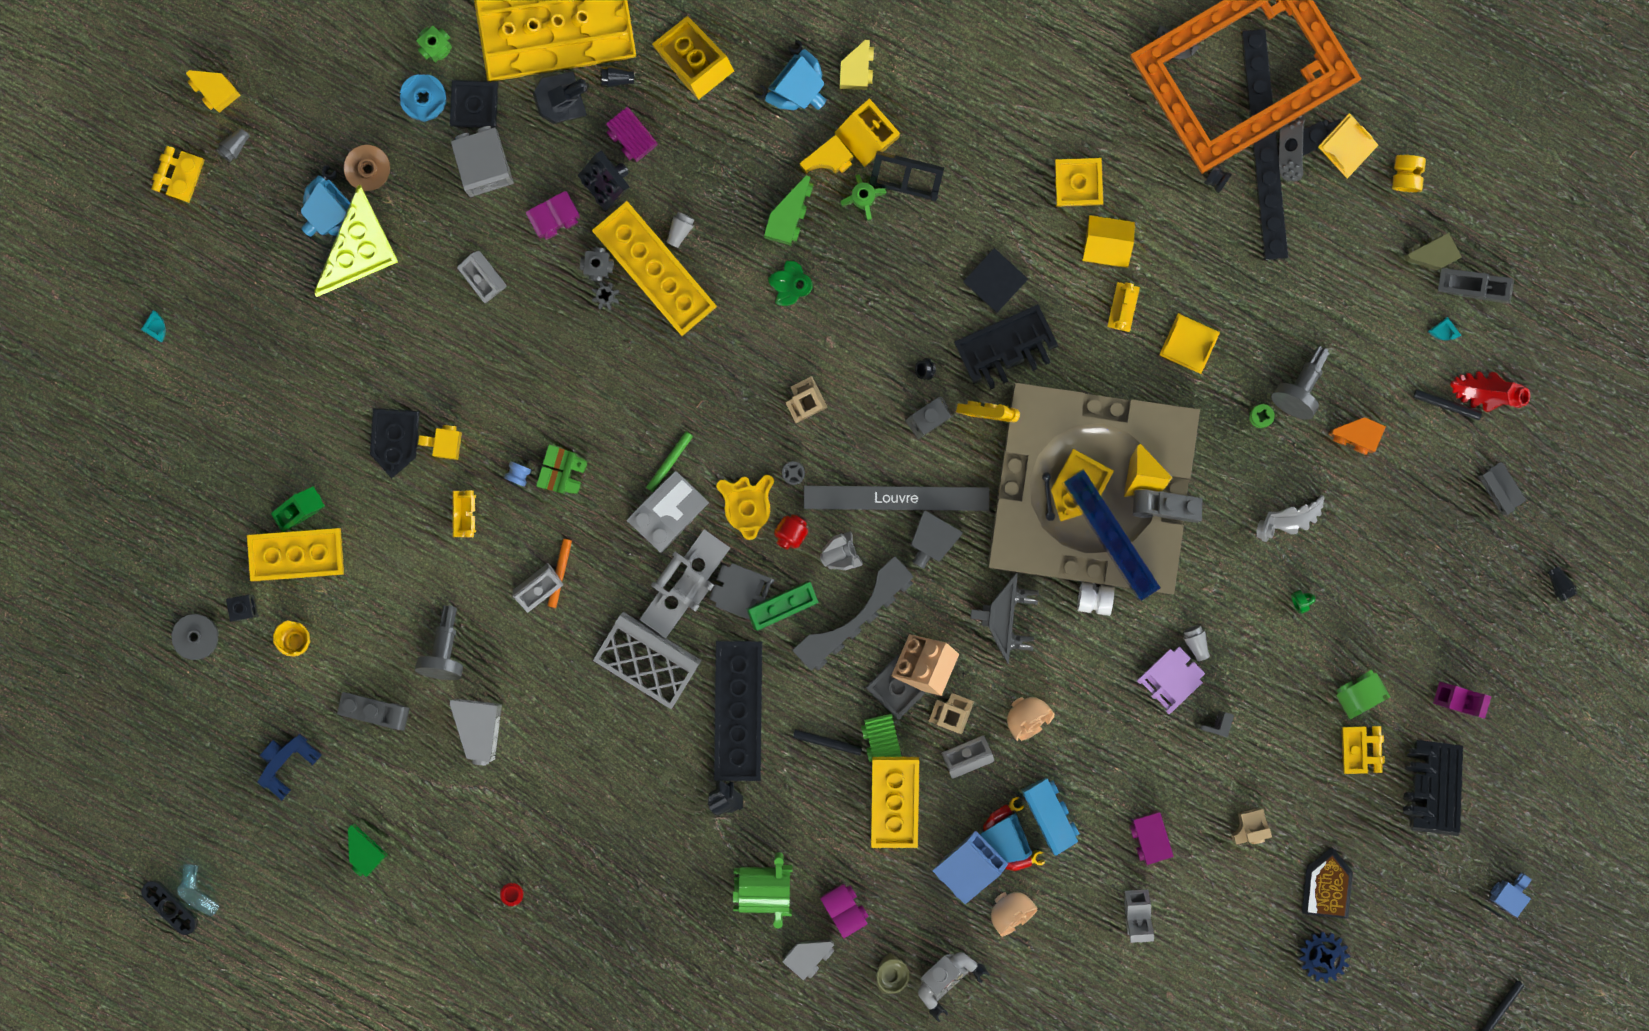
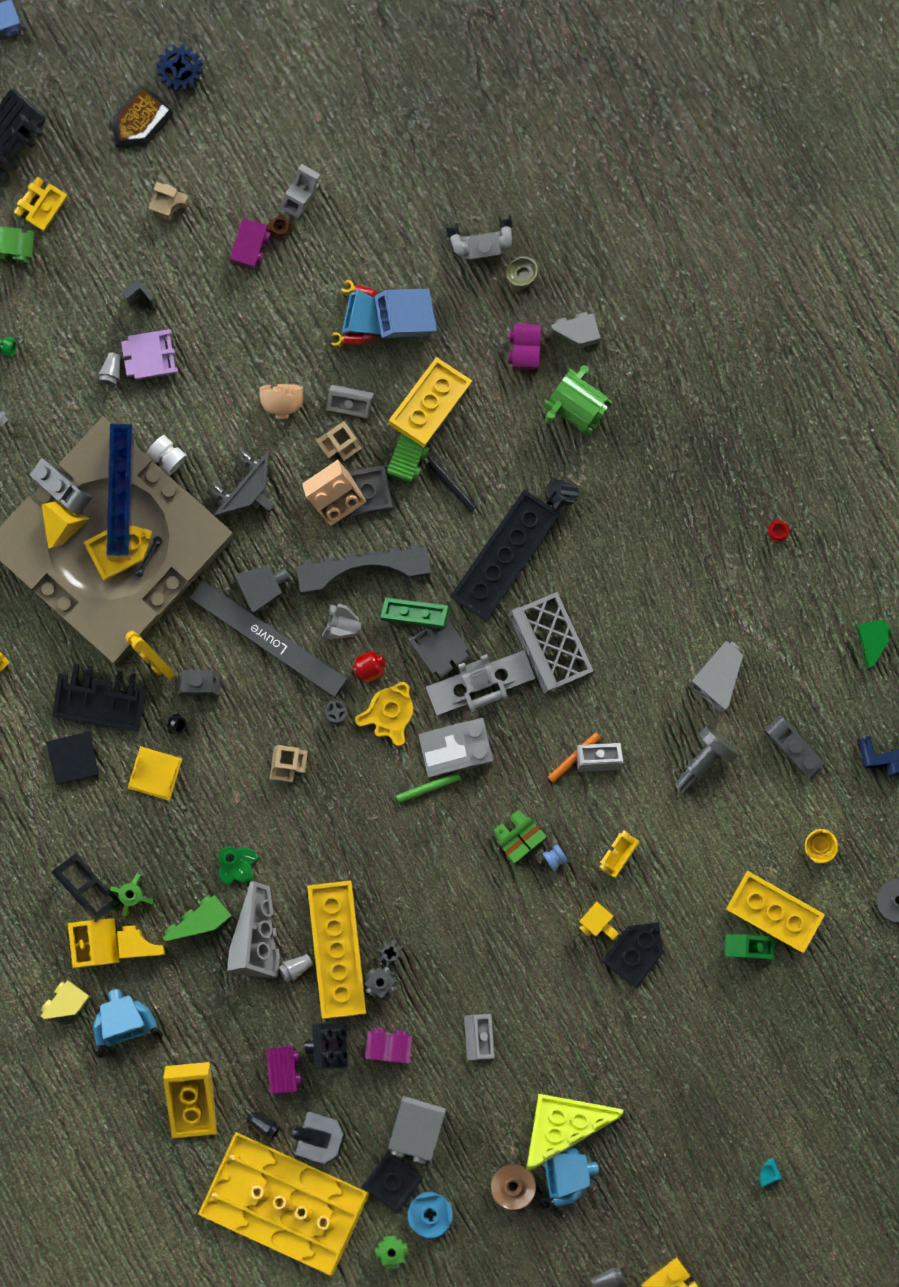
camera: 145 degrees left, 5 degrees down
(242, 608) = (845, 897): black brick -> none
(730, 227) = (253, 941): none -> light grey wedge
(915, 315) = (154, 773): none -> yellow piece
(1011, 911) = (396, 260): light nougat cylinder -> none
(1050, 815) = (316, 312): dark azure slope -> none
(1131, 867) = (280, 221): none -> reddish brown plate

